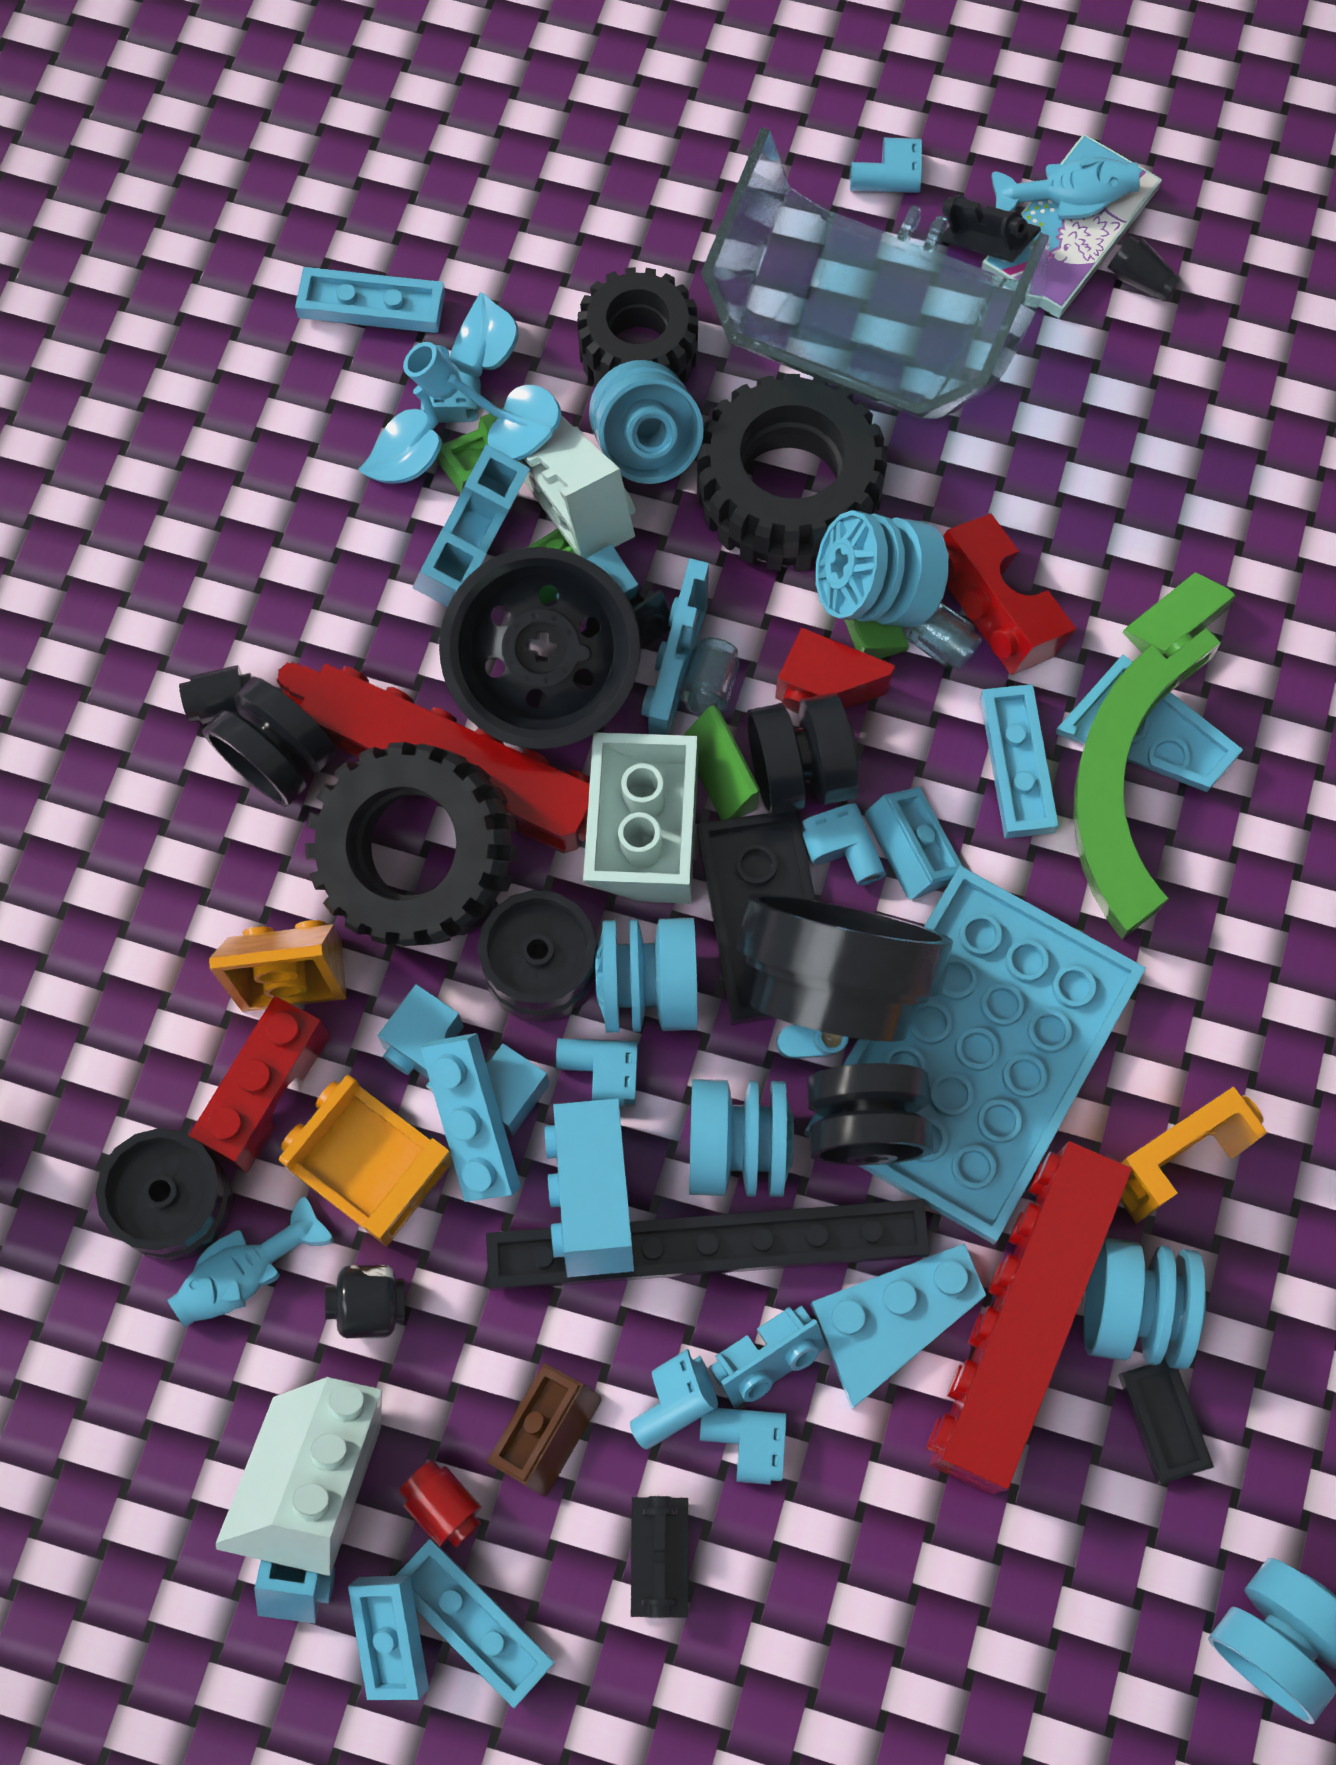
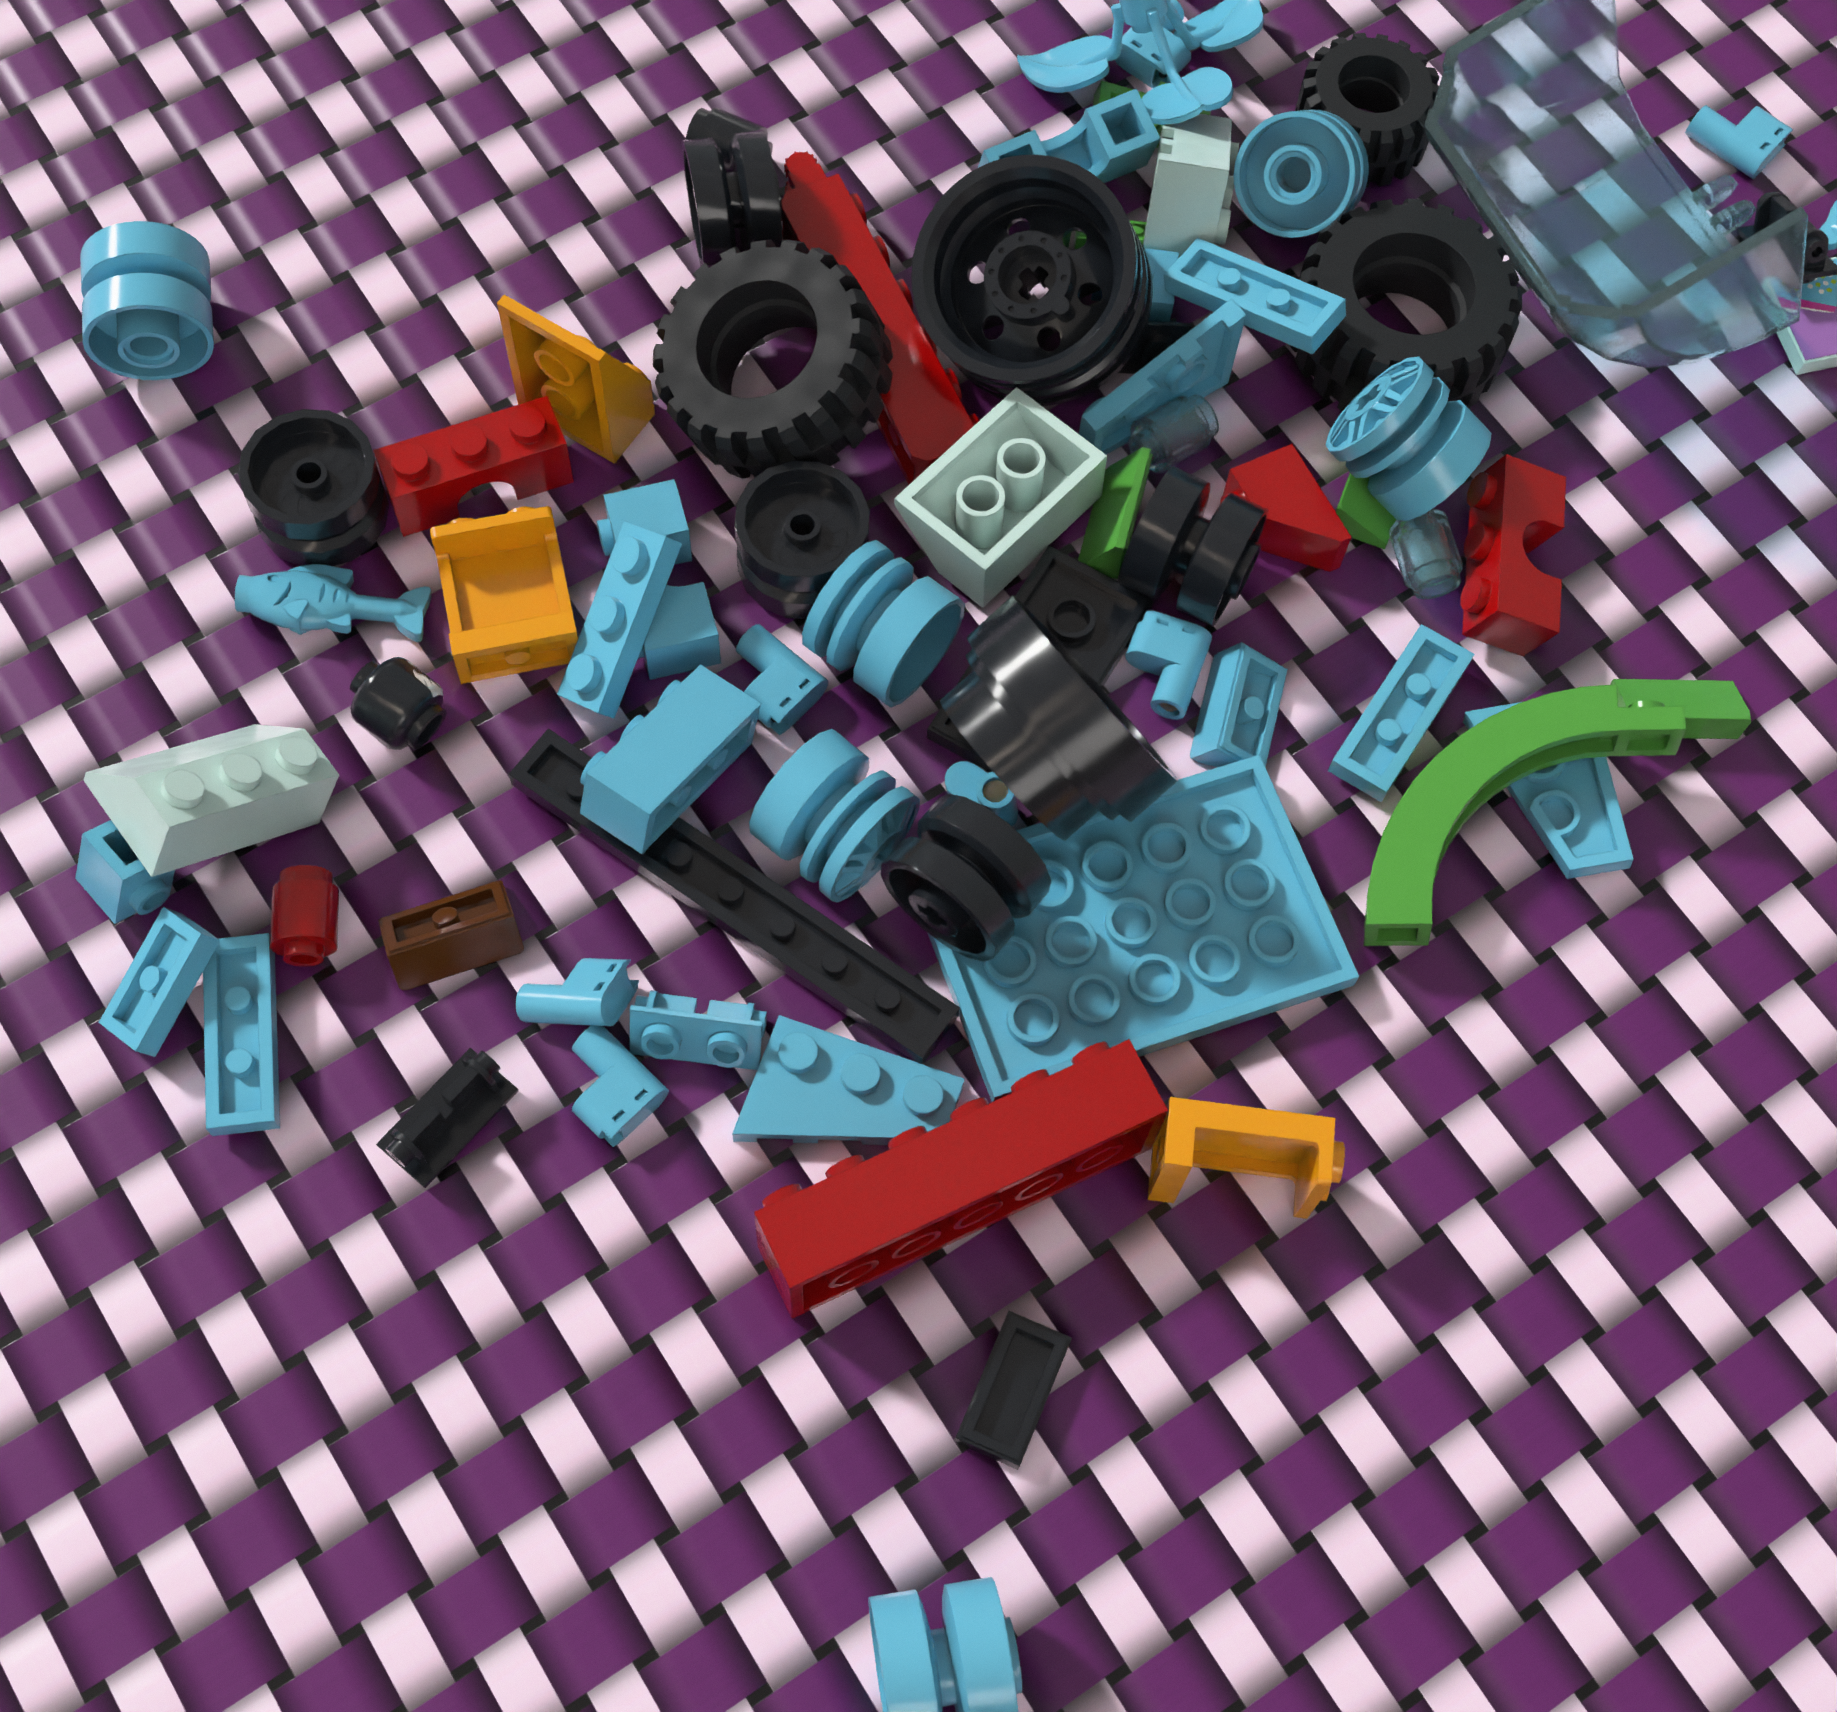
camera: 35 degrees right, 5 degrees down
(710, 537) = (1272, 300): none -> medium azure plate
(1155, 1303) = (1078, 1253): medium azure wheel -> none

